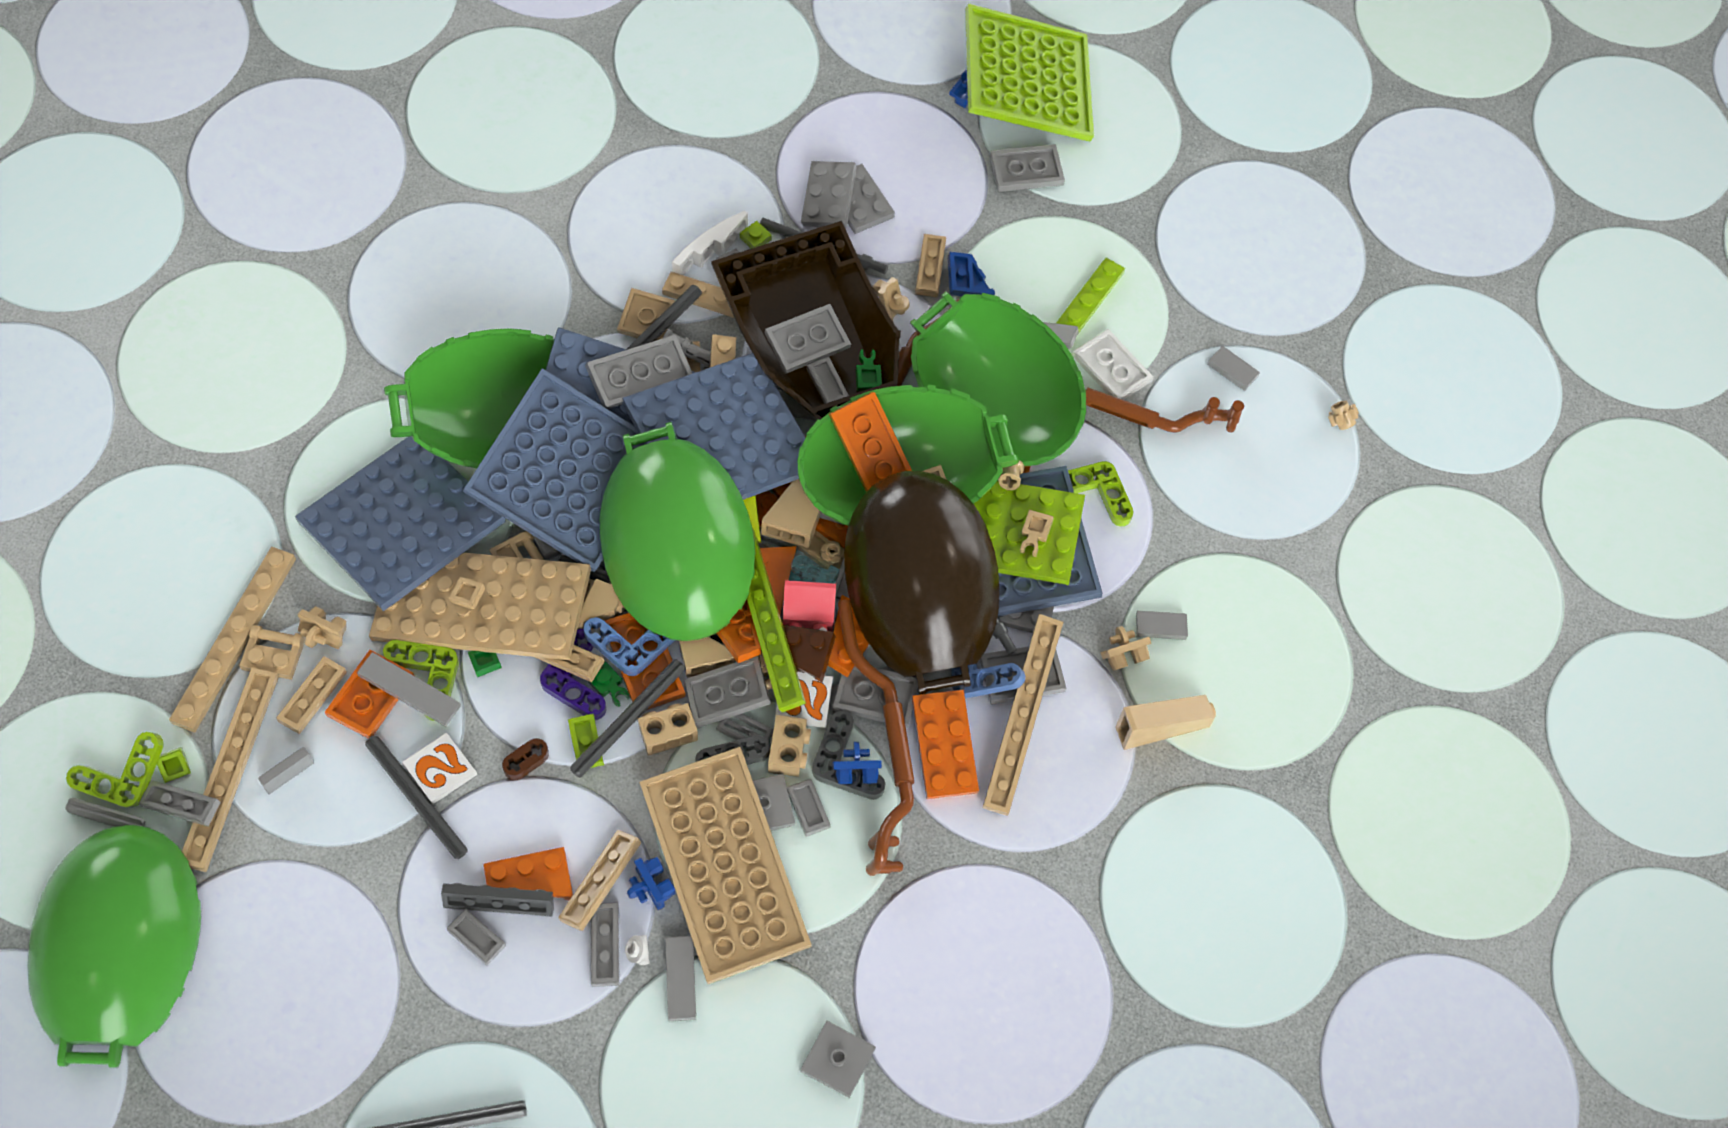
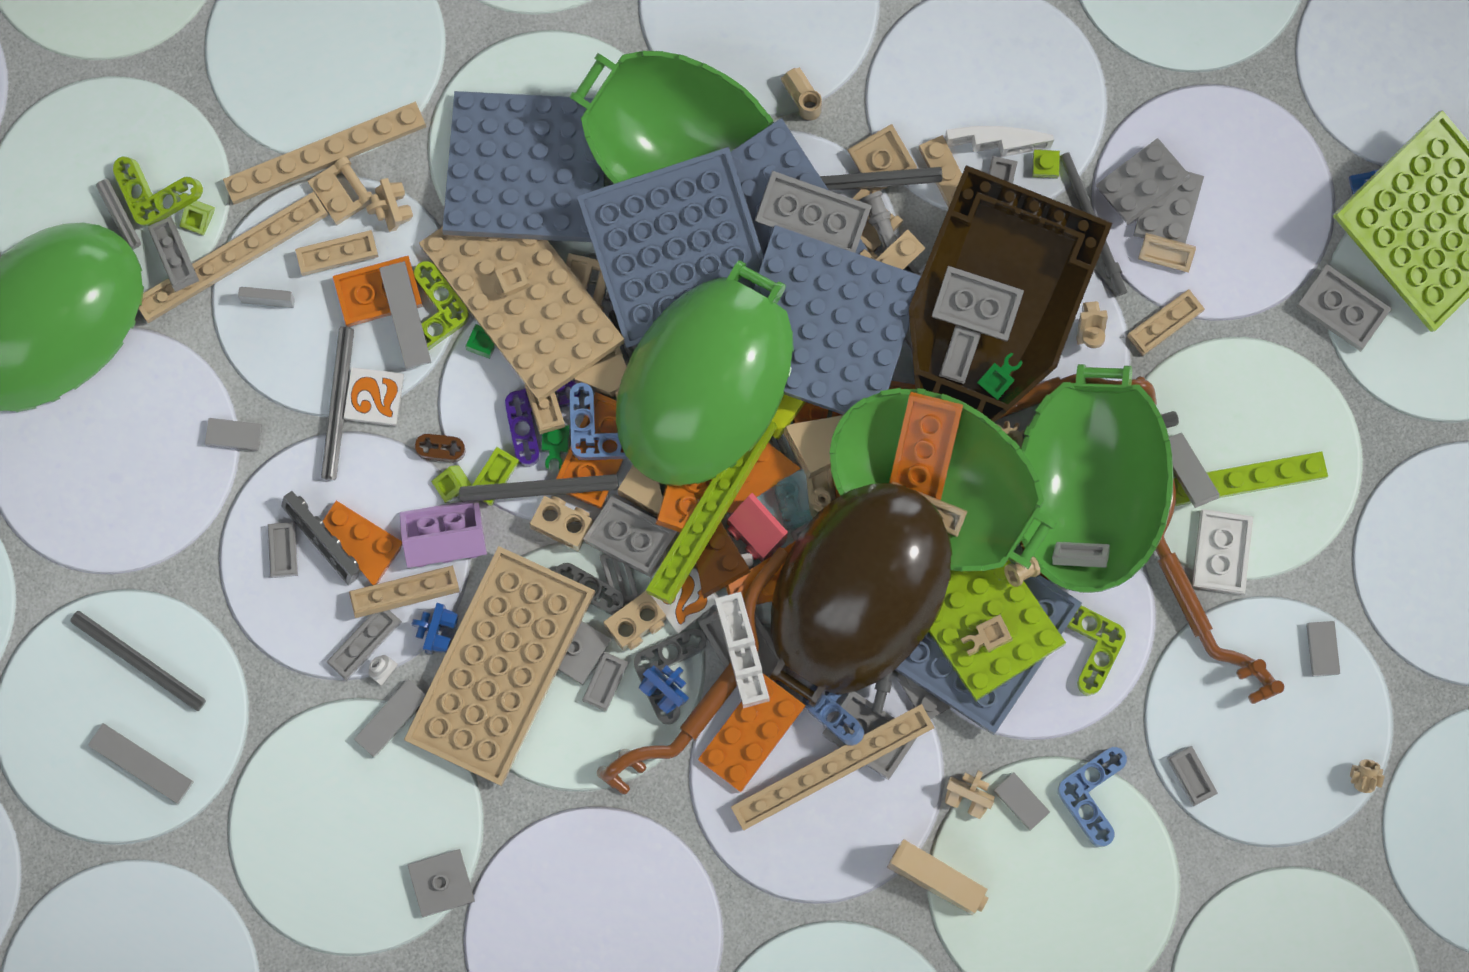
camera: 45 degrees right, 15 degrees up
(354, 890) = (233, 434): none -> light grey tile
(550, 319) = (802, 92): none -> tan piece
(557, 776) = (450, 481): none -> lime slope
(588, 813) = (442, 533): none -> lavender slope
(883, 688) = (742, 649): none -> white slope
(887, 223) = (1167, 252): none -> tan tile
(966, 276) = (1182, 362): blue wing -> none
(1035, 434) = (1081, 554): none -> light grey tile
(1190, 582) = (1084, 786): none -> medium blue beam
(1244, 512) = (1192, 776): none -> light grey tile

